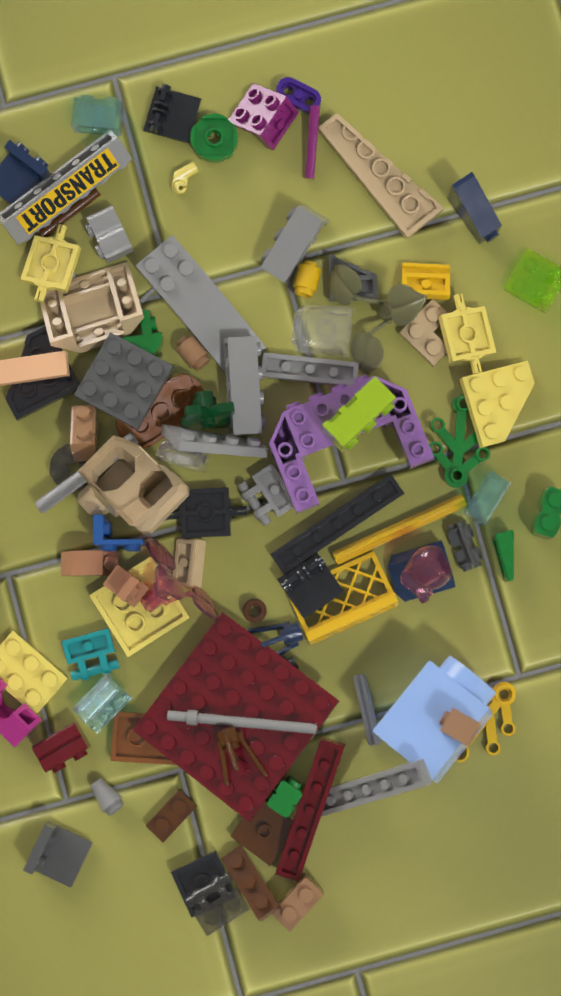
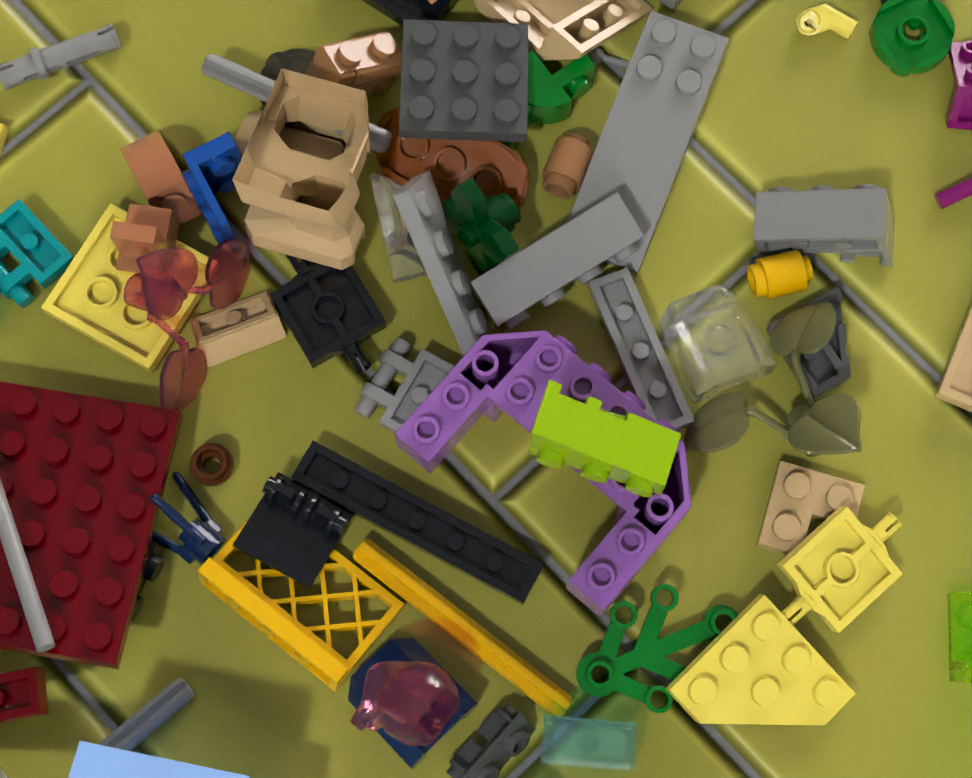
camera: 60 degrees right, 10 degrees down
(427, 279) = (889, 461): yellow plate -> none

